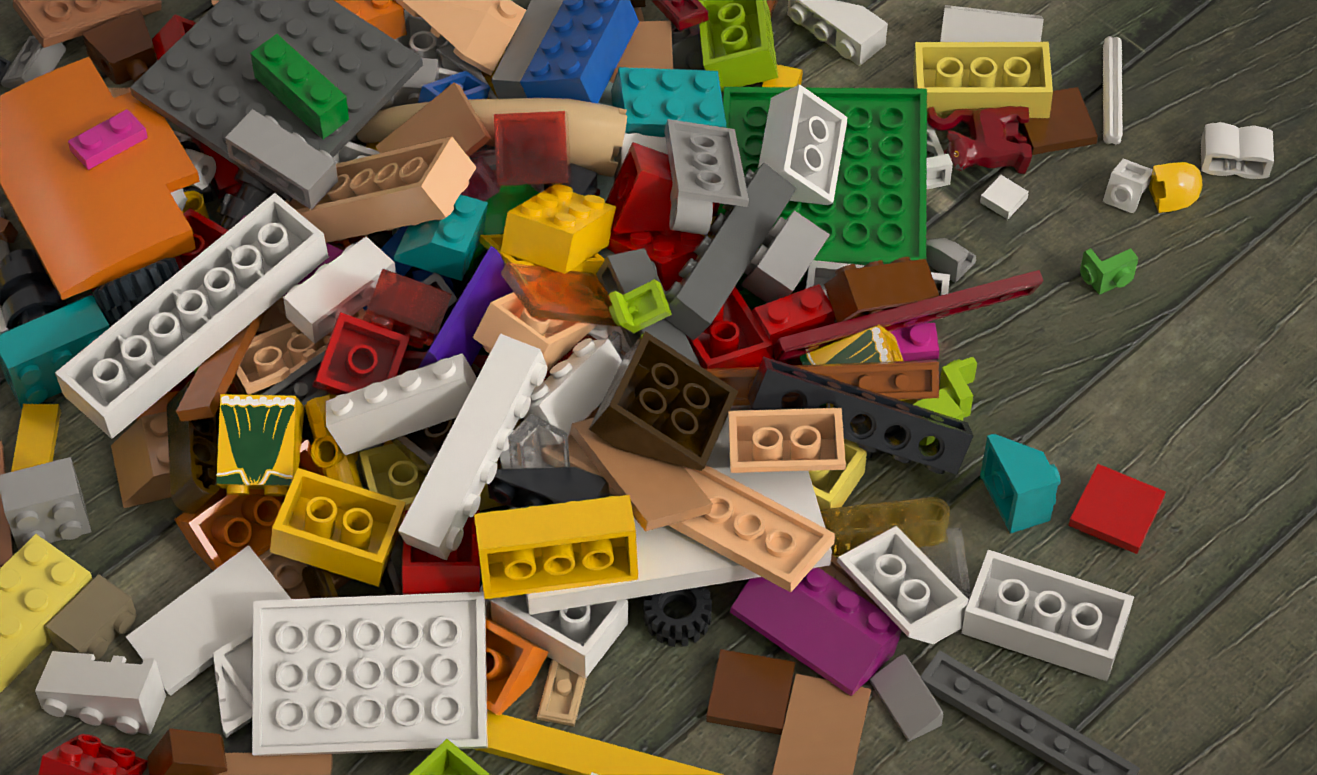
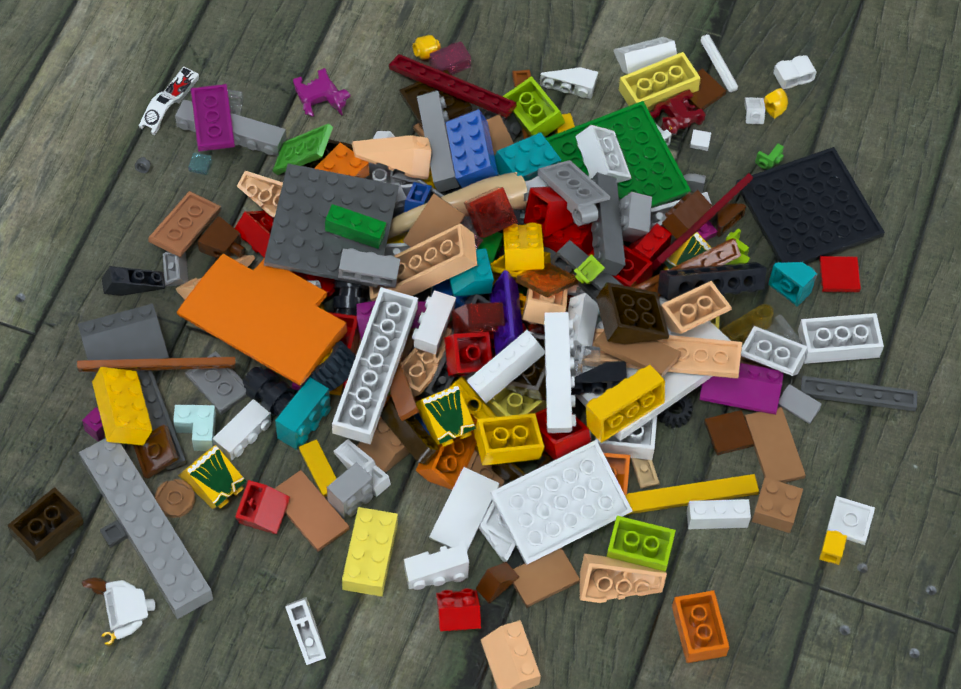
camera: 30 degrees left, 5 degrees up
(92, 619) = (408, 536): dark tan brick -> none
(98, 480) = (349, 454): none -> white slope
(107, 139) = (269, 293): dark pink plate -> none
(973, 335) = (728, 216): none -> reddish brown slope
(1131, 380) = (810, 208): none -> black plate

